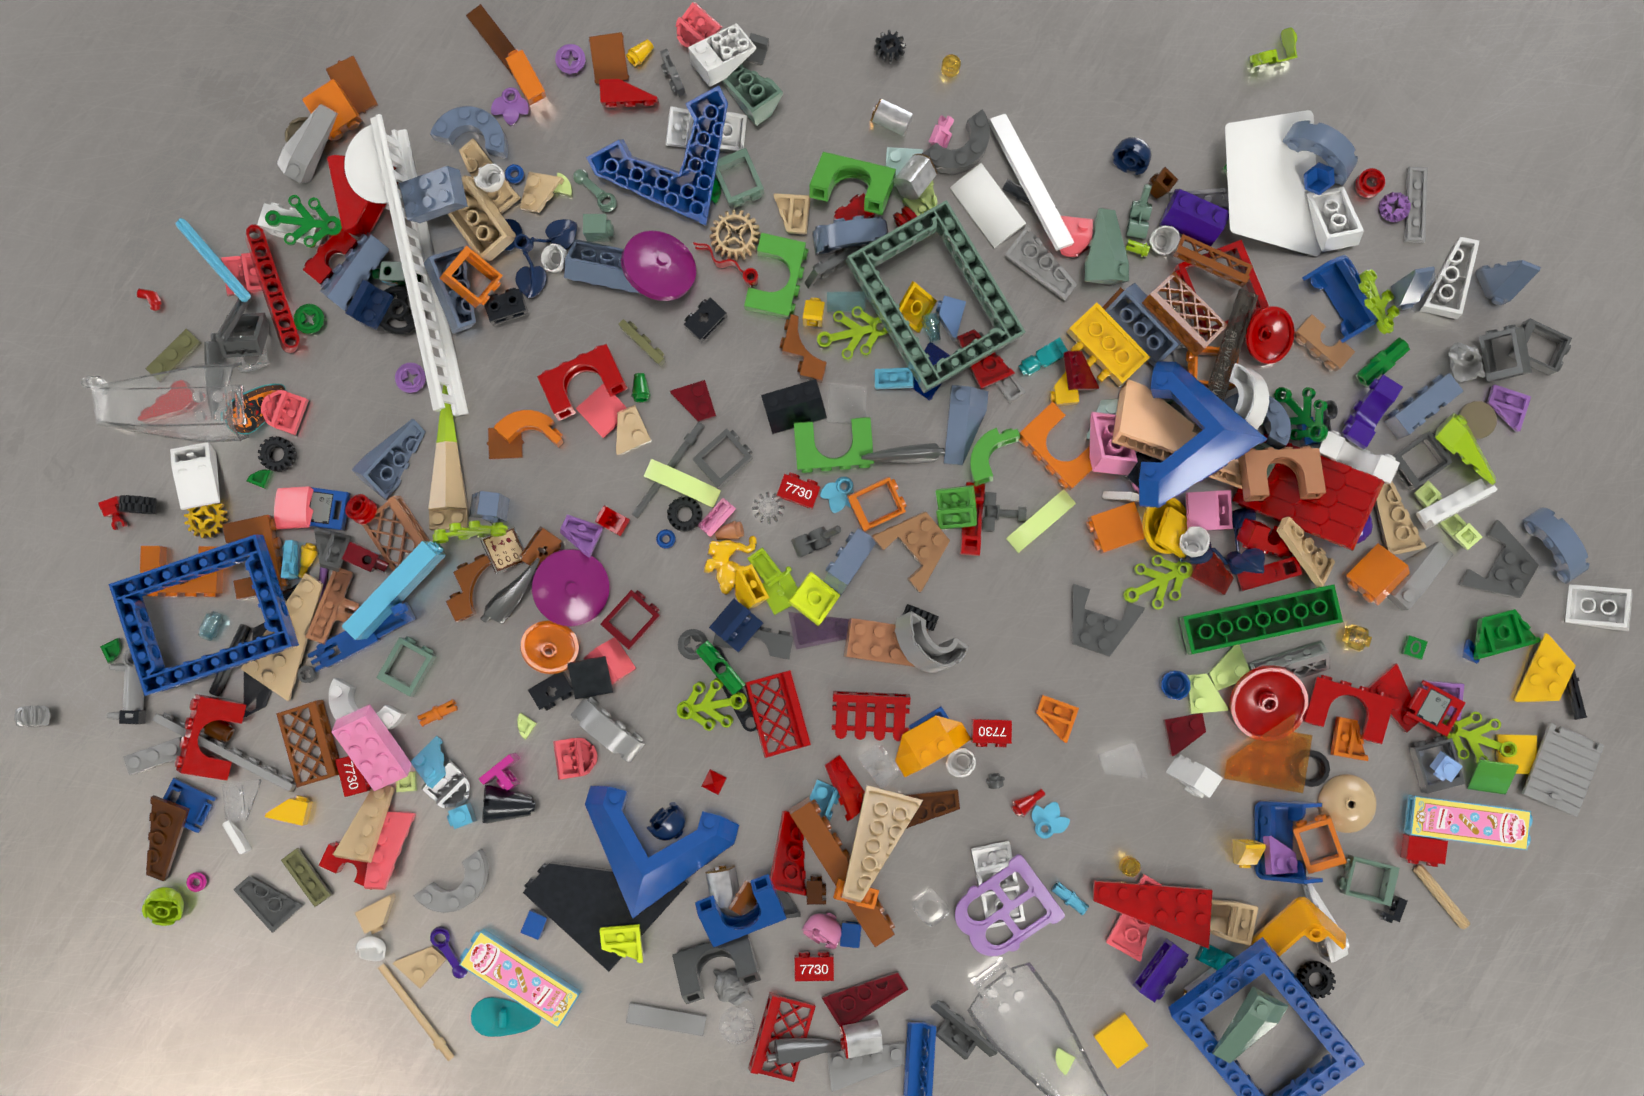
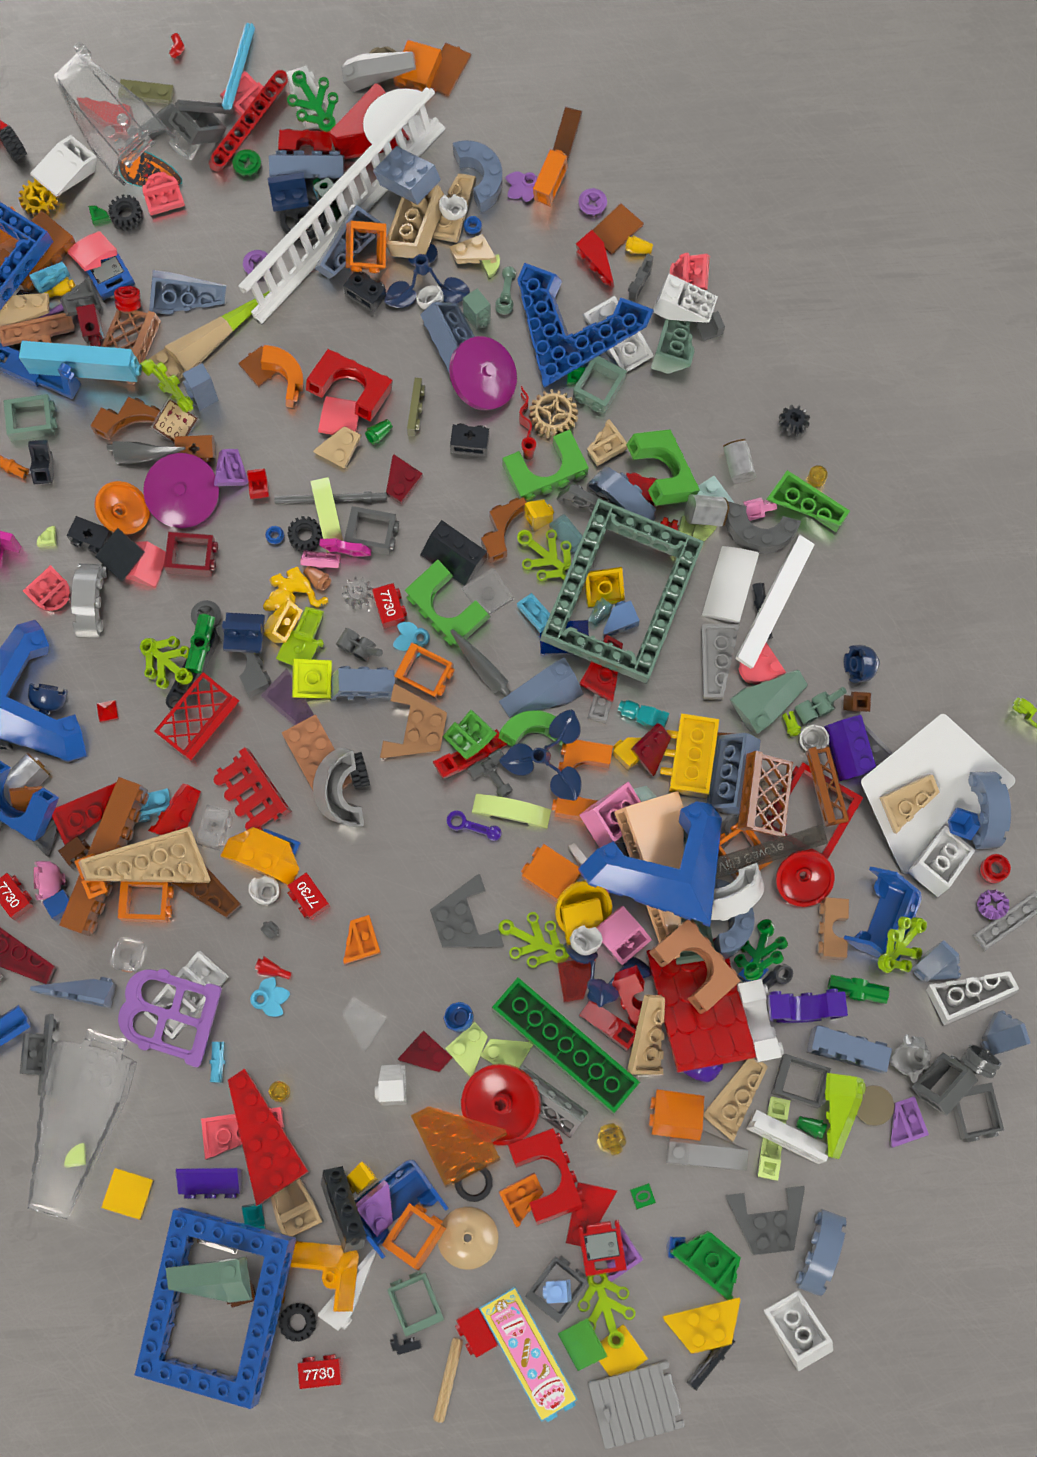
camera: 50 degrees right, 10 degrees down
(456, 685) = (41, 462): none -> black brick
(723, 490) = (352, 549): none -> dark pink tile
(919, 852) = (125, 901): none -> orange window
(941, 958) = (87, 991): none -> sand blue wedge
(961, 93) = (804, 498): none -> bright green wedge
(1048, 548) = (492, 832): none -> dark purple piece
(1056, 464) = (520, 757): none -> dark blue plant
(1263, 884) = (343, 1209): none -> black piece
(1270, 209) = (908, 800): none -> tan wing
(1366, 989) = (319, 1373): none -> red brick
(1459, 479) = (812, 1126): none -> green cone
(1512, 313) = (981, 1061): none -> dark grey wheel

